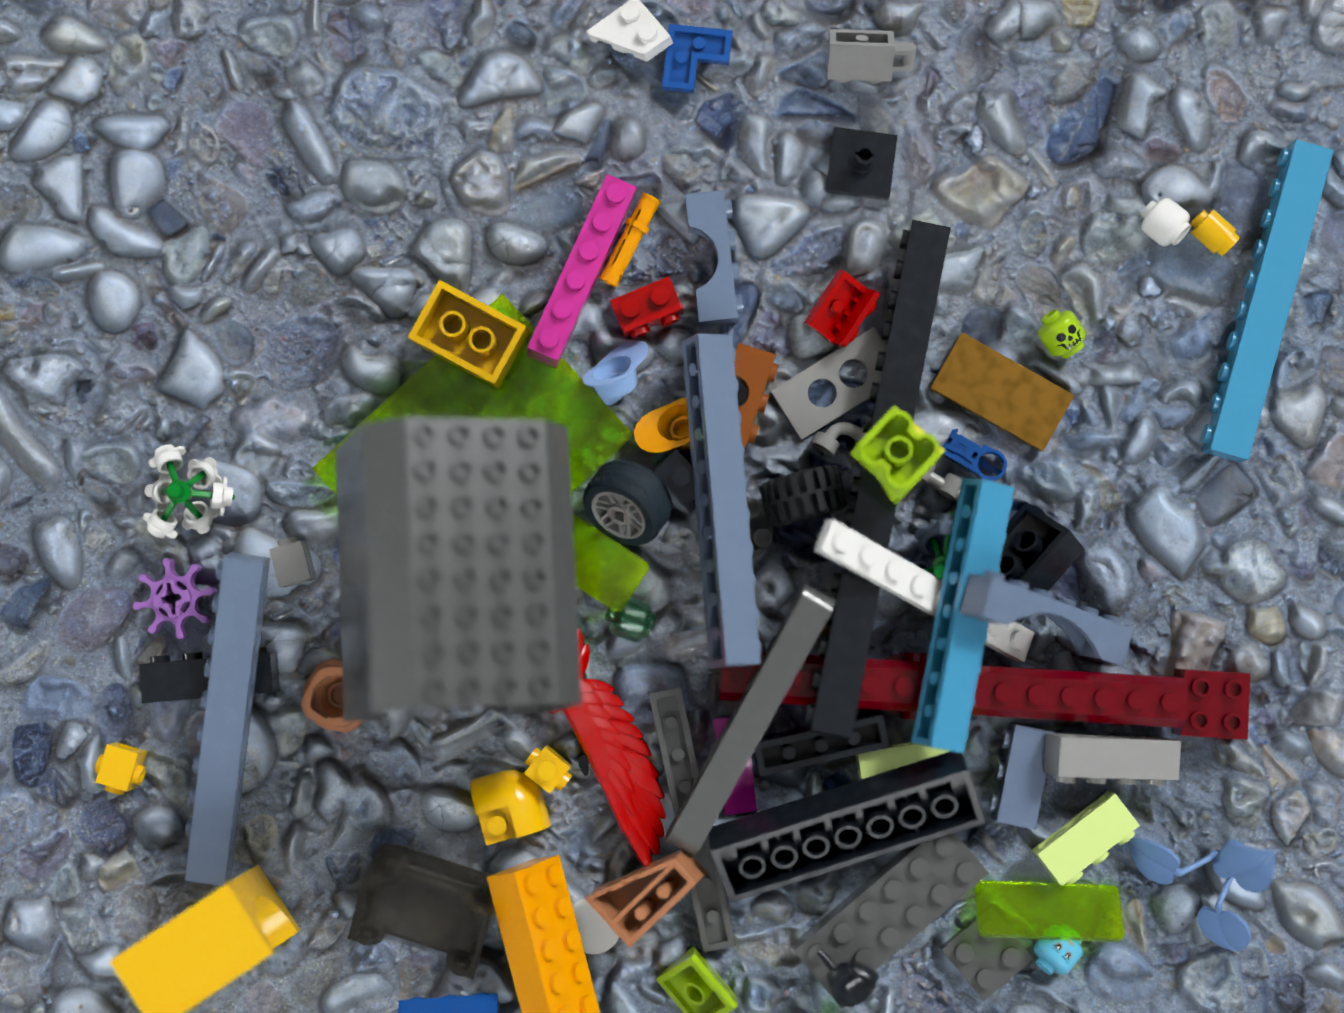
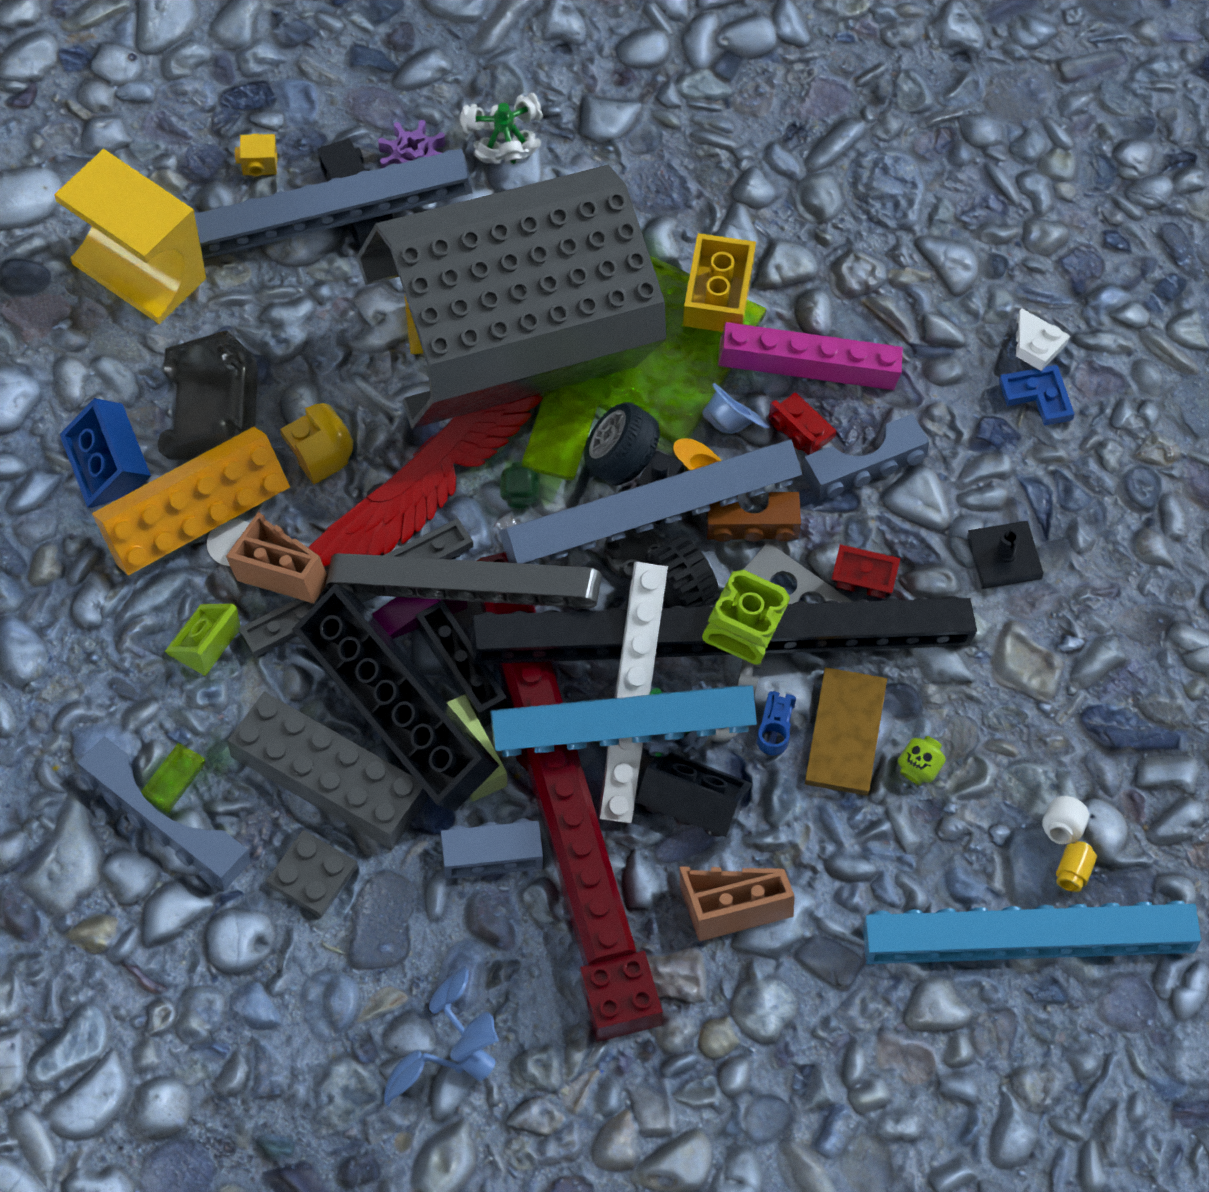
camera: 65 degrees right, 25 degrees down
(324, 697) = (372, 297): nougat helmet -> none
(548, 769) = (363, 459): yellow brick -> none
(635, 229) = (848, 391): light orange pin -> none
(849, 981) = (251, 734): black piece -> none
(866, 55) = (1101, 520): light grey brick -> none
(1003, 602) = (646, 866): sand blue arch -> none
(1049, 911) = (370, 909): clear neon green piece -> none
(1057, 955) = (335, 929): medium azure head -> none
(1086, 839) = (450, 923): yellowish green brick -> none
(1111, 758) = (537, 914): light grey brick -> none
(1152, 565) = (735, 900): none -> nougat wedge

